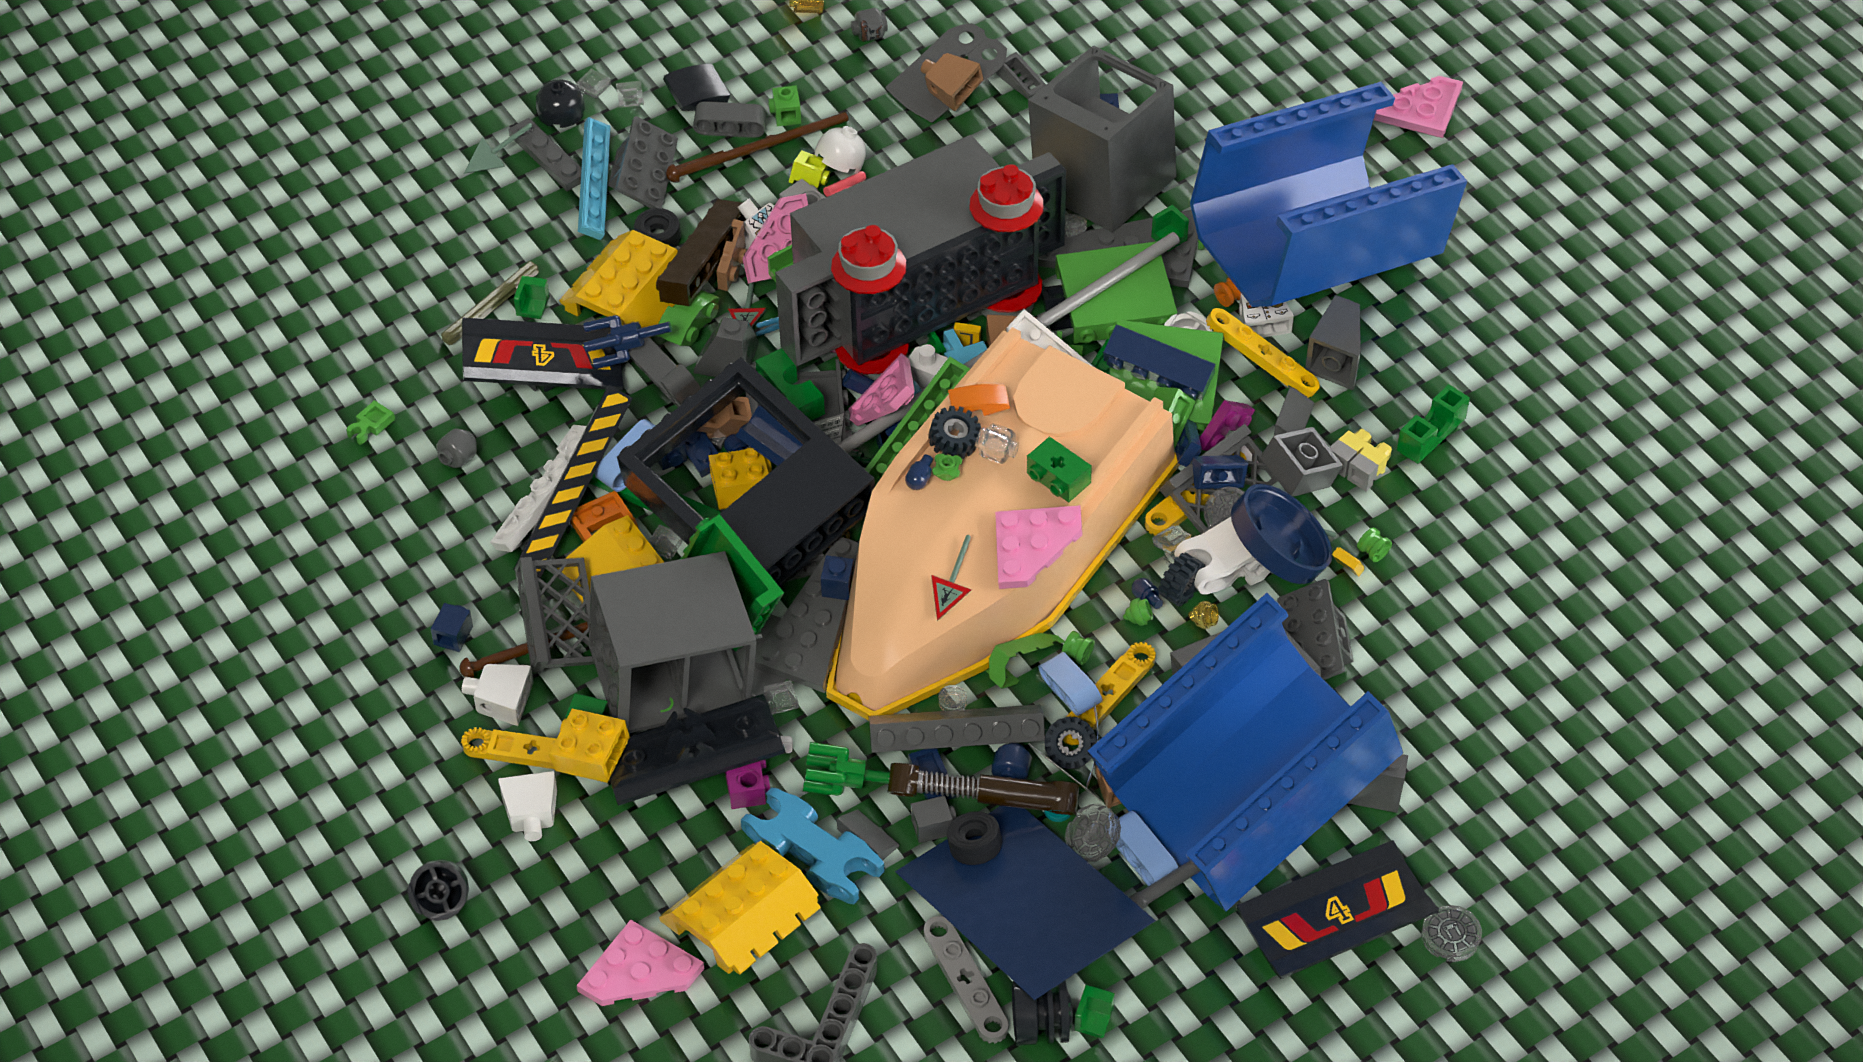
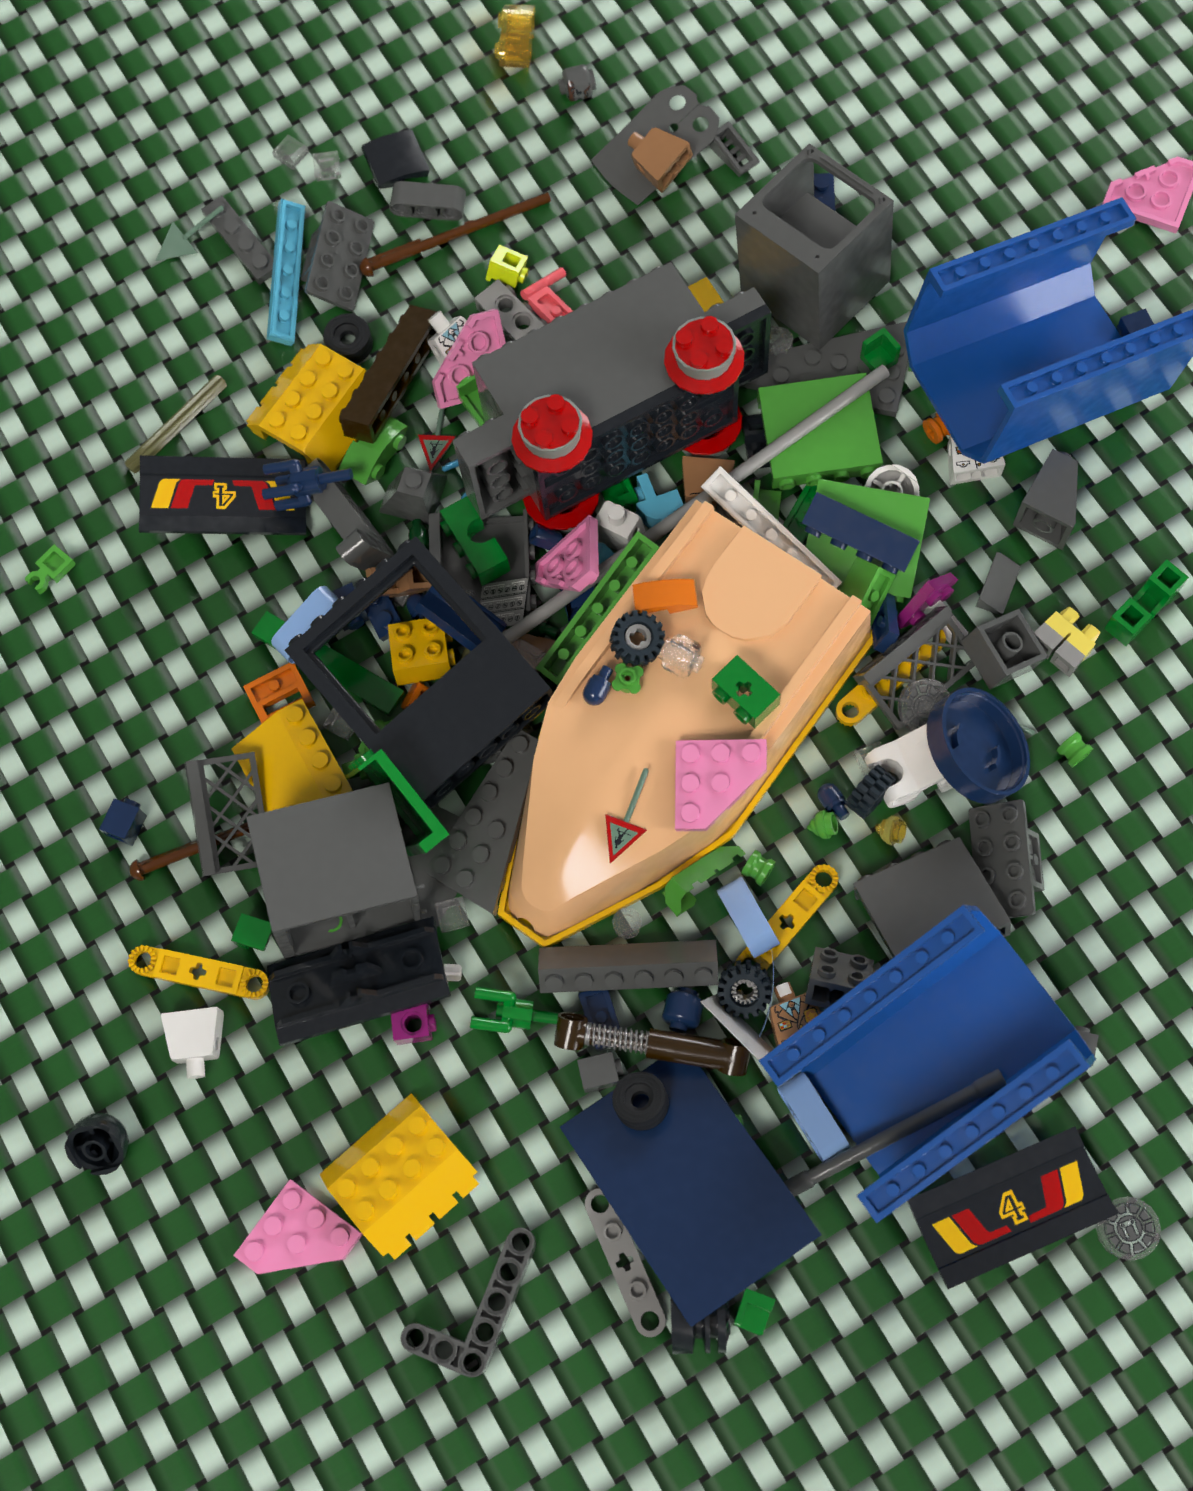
camera: 10 degrees right, 20 degrees up
(456, 448) = (134, 604): dark grey head -> none
(501, 691) = (170, 901): white torso -> none
(530, 507) = (256, 611): white wing -> none
(531, 297) = (216, 419): green panel -> none
(560, 103) = (254, 178): black cylinder -> none
(576, 476) = (248, 657): tile -> none
(589, 745) = (252, 979): yellow brick -> none
(732, 257) = (422, 376): medium nougat wing -> none
(785, 105) = (485, 184): bright green brick -> none
(828, 857) = (494, 1113): dark azure piece -> none
(837, 577) = (511, 789): dark blue brick -> none
(842, 149) = (540, 245): white cylinder -> none
(867, 831) = (533, 1085): dark grey slope -> none
(968, 333) = (662, 477): yellow tile -> none
(1093, 832) = (760, 1100): clear tile -> none
(1170, 539) = (862, 736): clear tile -> none
(1219, 471) = (916, 662): dark blue slope -> none
(1251, 344) = (957, 499): yellow piece -> none
(1348, 561) = (1046, 770): yellow tile -> none

